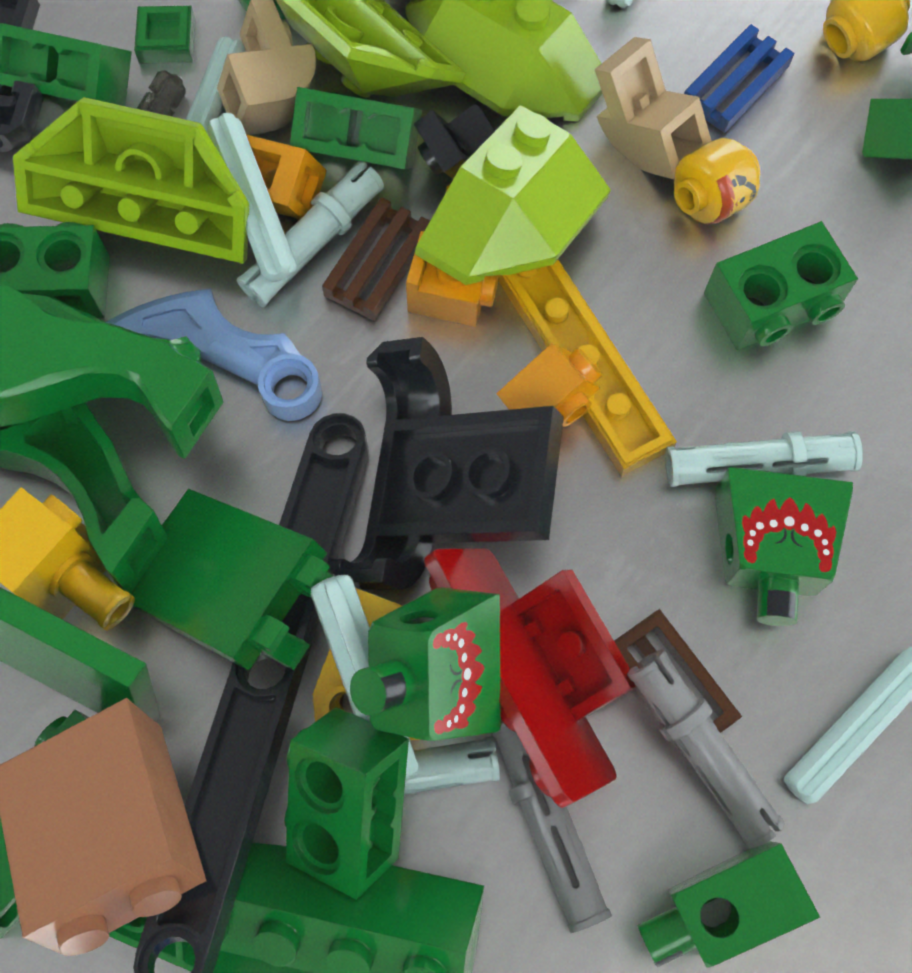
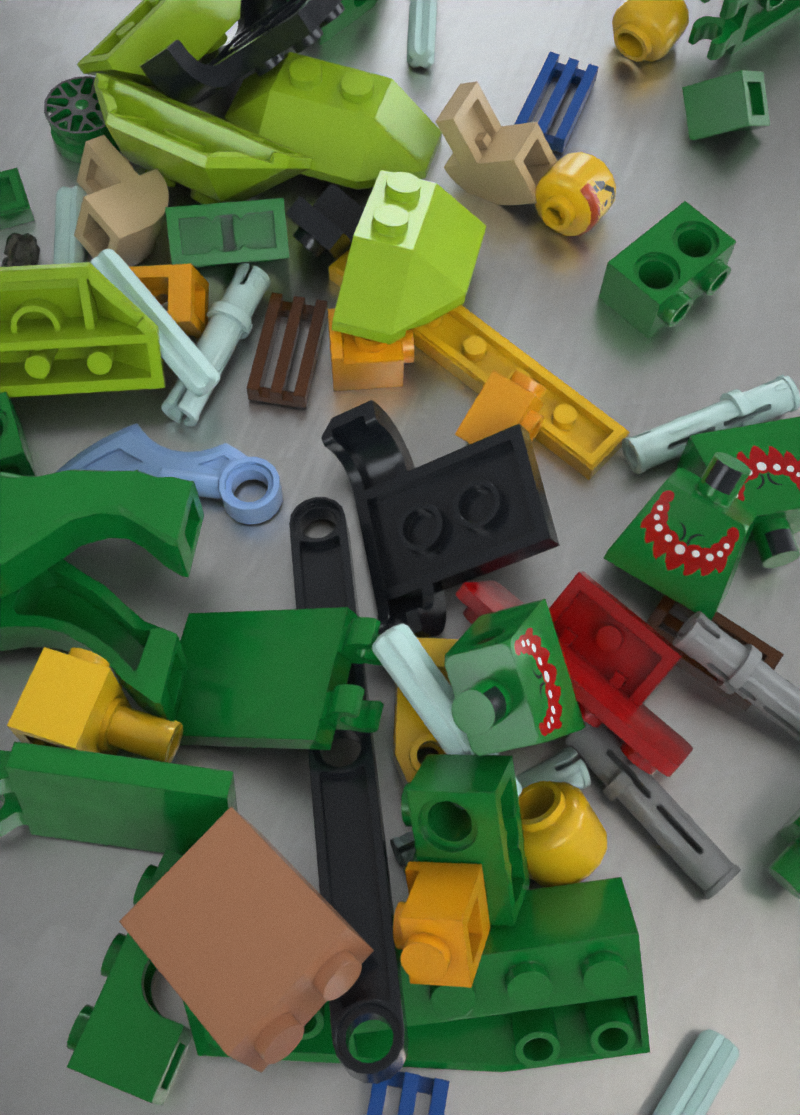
camera: 20 degrees left, 5 degrees down
(283, 877) = (442, 923): none -> light orange brick
(443, 820) = (560, 833): none -> yellow head
(688, 570) = (690, 535): none -> green torso

